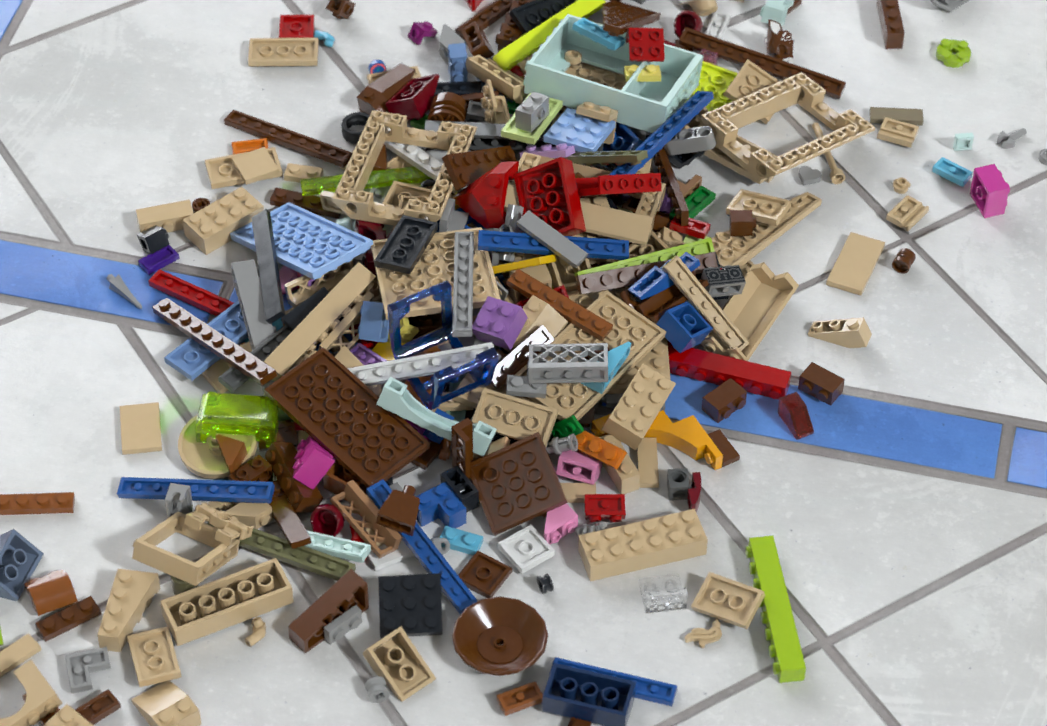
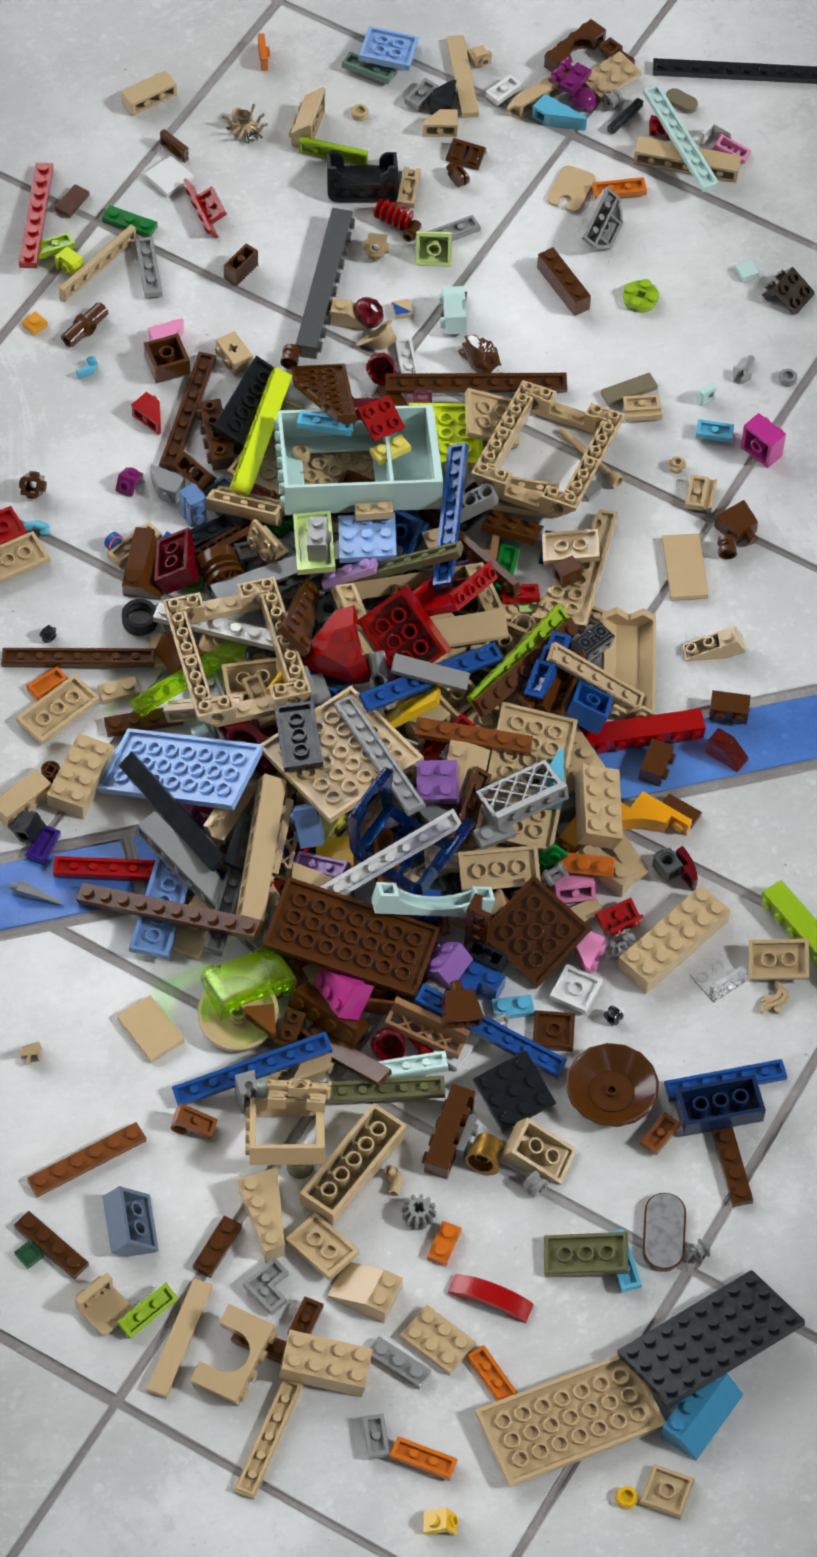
camera: 30 degrees left, 10 degrees up
(29, 401) = (30, 1050): none -> tan tile
(51, 592) = (186, 1228): dark orange brick -> none
(116, 508) = (191, 1120): none -> dark orange plate
(255, 165) = (72, 703): tan tile -> none
(257, 666) = (420, 1218): none -> light grey gear
(263, 703) = (444, 1243): none -> orange plate
(276, 113) = (48, 633): none -> black plate
(347, 644) = (485, 1153): none -> pearl gold hat
(421, 474) = (447, 963): none -> medium lavender brick
(717, 176) = (512, 527): none -> reddish brown plate
(926, 246) = (739, 522): none -> reddish brown torso

